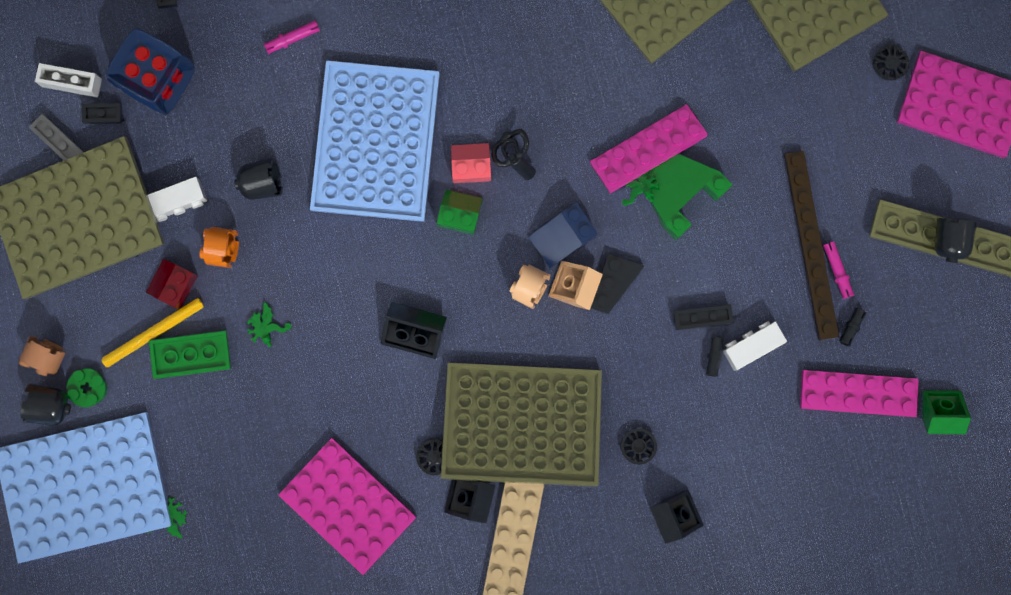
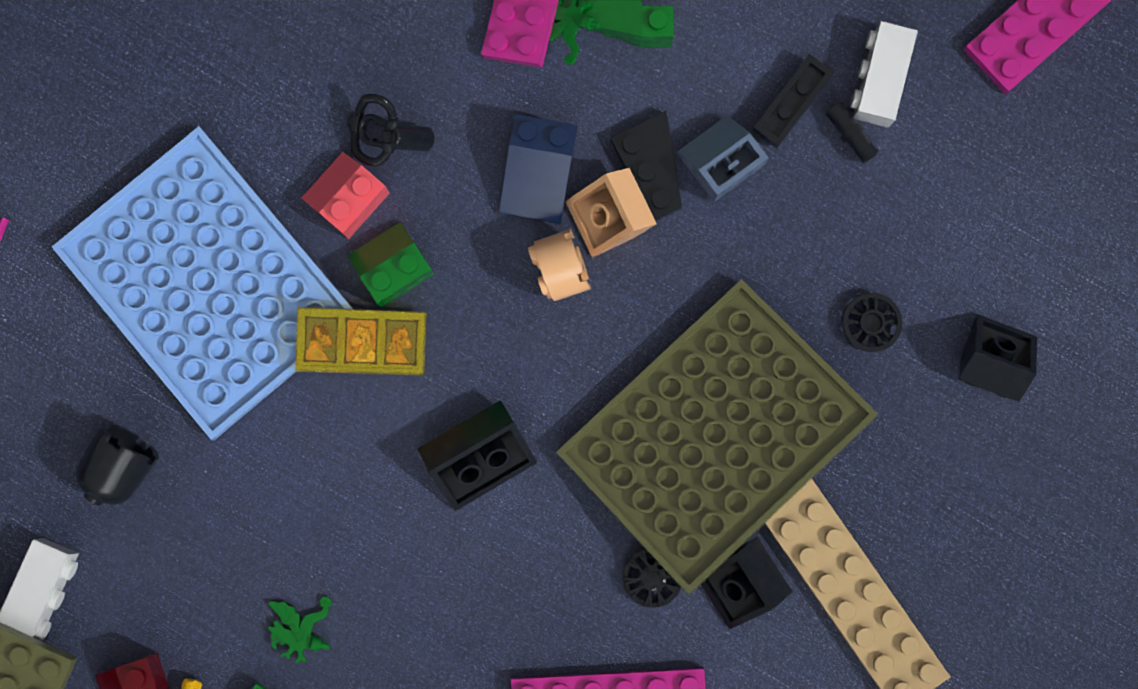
camera: 40 degrees left, 0 degrees up
(219, 247) = (147, 593): orange brick -> none
(414, 232) = (360, 341): none -> clear yellow tile
(647, 310) = (723, 157): none -> sand blue slope

